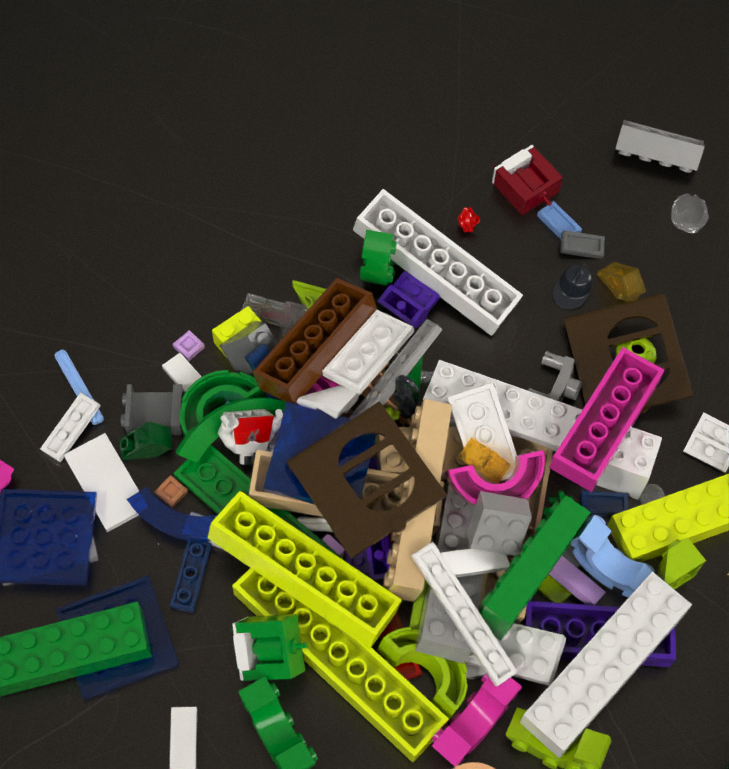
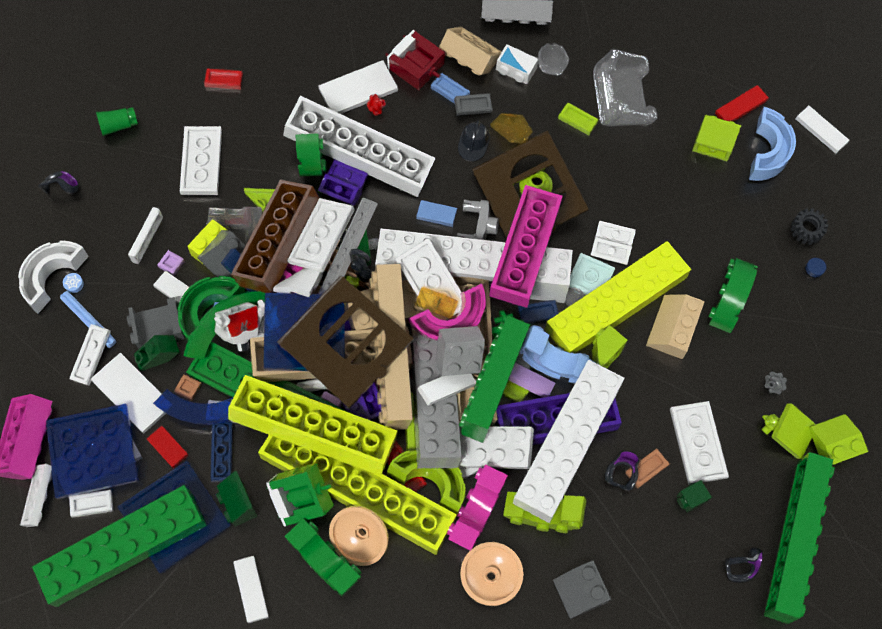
camera: 15 degrees left, 5 degrees up
(26, 598) = (91, 503): none -> white tile
(44, 312) = (41, 264): none -> white brick
(73, 342) = (73, 283): none -> light blue tile
(95, 226) = (65, 180): none -> black piece
(130, 554) = (167, 447): none -> red tile
(168, 172) = (116, 120): none -> green plant
(168, 308) = (145, 235): none -> white tile
(192, 635) = (236, 500): none -> dark green slope
(252, 238) = (201, 161): none -> white plate
(300, 154) = (223, 79): none -> red tile
(314, 716) = (353, 543): none -> light nougat dish
(449, 196) = (356, 87): none -> white tile
(464, 614) = (449, 430): white tile -> none
(509, 359) = (436, 213): none -> medium blue tile
(593, 182) = (469, 50): none -> tan slope
(645, 210) = (516, 64): none -> white brick
(670, 703) = (626, 458): none -> black piece
(677, 472) = (589, 274): none -> light aqua tile
(695, 723) = (649, 467): none -> nougat tile
(704, 288) = (578, 118): none -> lime tile

